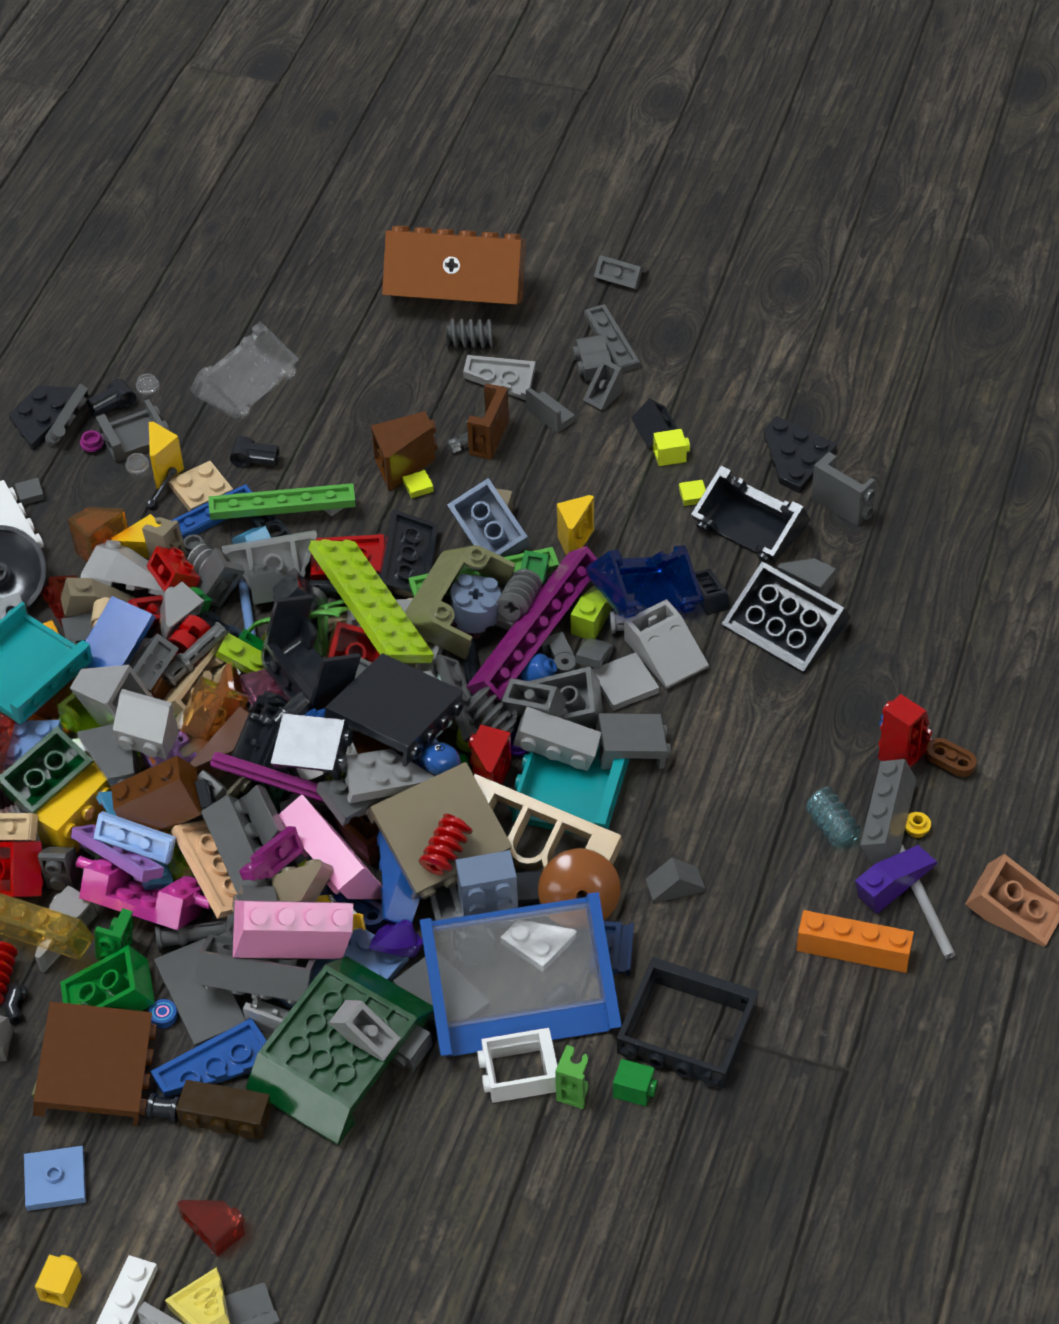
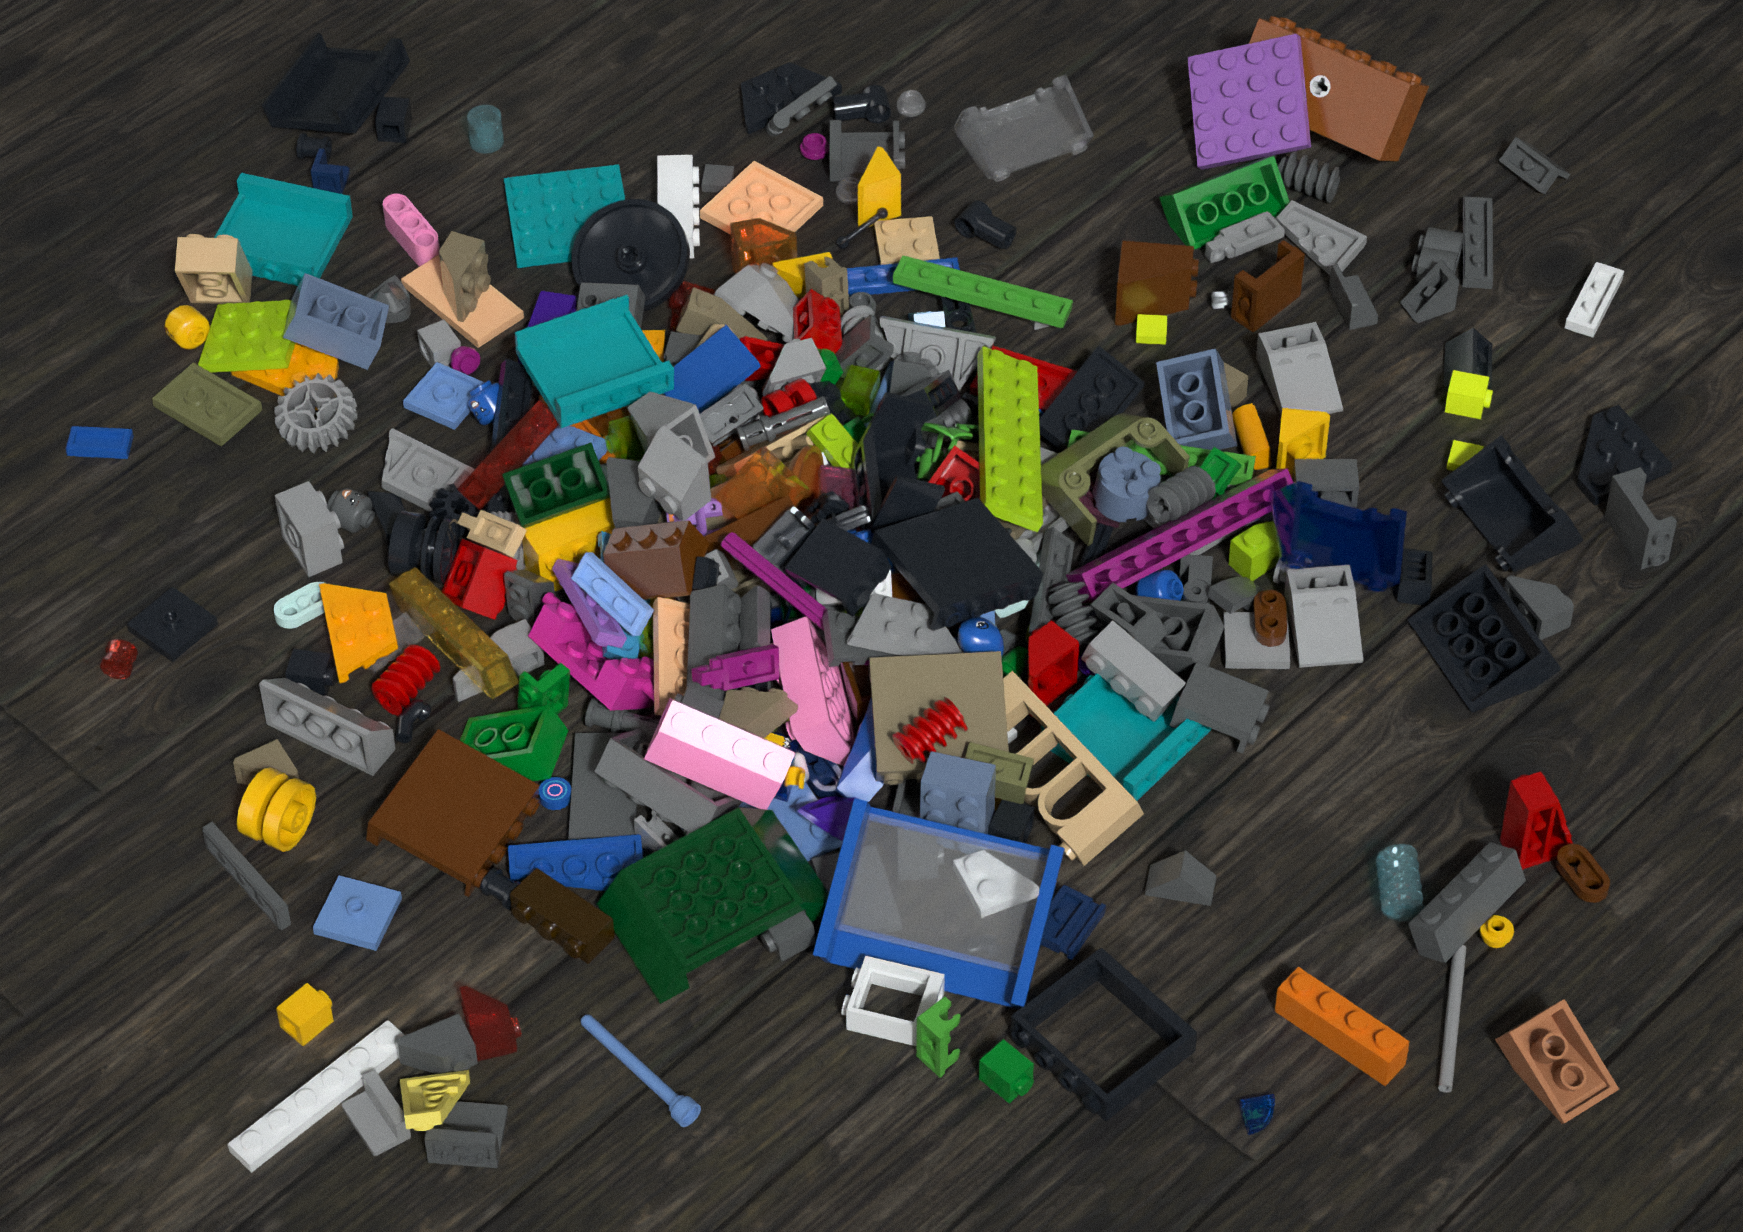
camera: 25 degrees right, 0 degrees up
(71, 492) = (763, 195): none -> light nougat plate
(184, 1259) = (438, 1047): none -> dark grey slope
(229, 607) = (860, 389): none -> clear neon green brick
(364, 1029) = (739, 890): light grey slope -> none
(403, 294) = (1249, 102): none -> medium lavender plate
(404, 1221) = (683, 1109): none -> medium blue piece
(421, 373) = (1224, 200): none -> green slope
(448, 393) = (1244, 237): none -> light grey hinge
(520, 847) = (1011, 770): none -> olive panel
(537, 532) = (1252, 435): none -> light orange brick
(543, 474) = (1298, 369): none -> light grey slope
(579, 871) = (1074, 825): dark orange dish -> none
(613, 538) = (1329, 478): none -> dark grey brick
(624, 656) = (1270, 611): none -> reddish brown plate
(716, 349) = (1594, 299): none -> white plate
(829, 1032) = (1257, 1112): none -> clear blue tile
(892, 877) = (1429, 974): dark purple slope -> none

